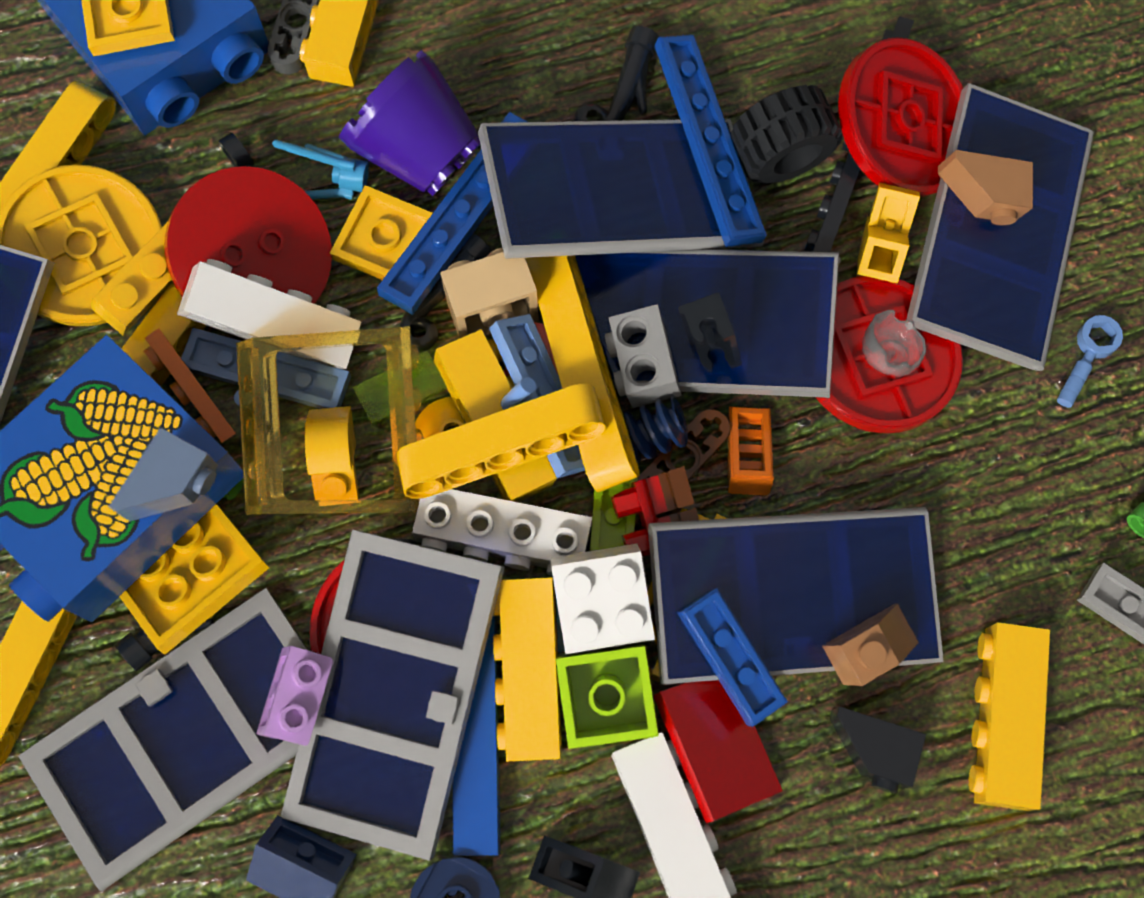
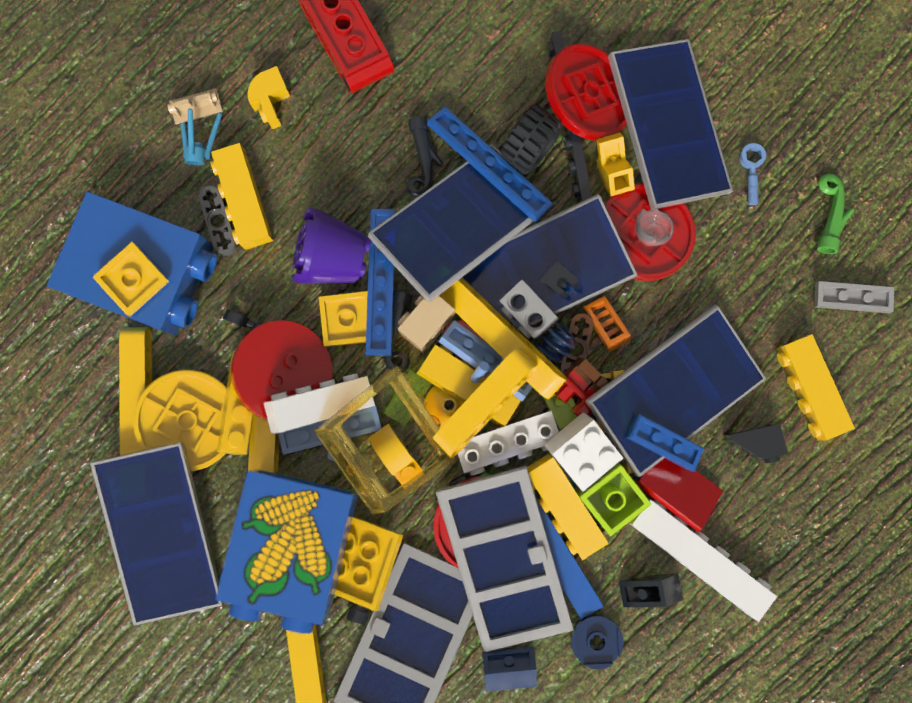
camera: 25 degrees left, 10 degrees up
(165, 478) = (333, 528): sand blue slope -> none
(186, 386) = (298, 465): orange plate -> none
(295, 695) = (457, 592): lavender bracket -> none
(347, 172) = (302, 292): dark azure plant -> none
(871, 647) = (730, 396): medium nougat slope -> none
(990, 185) = (657, 108): medium nougat slope -> none

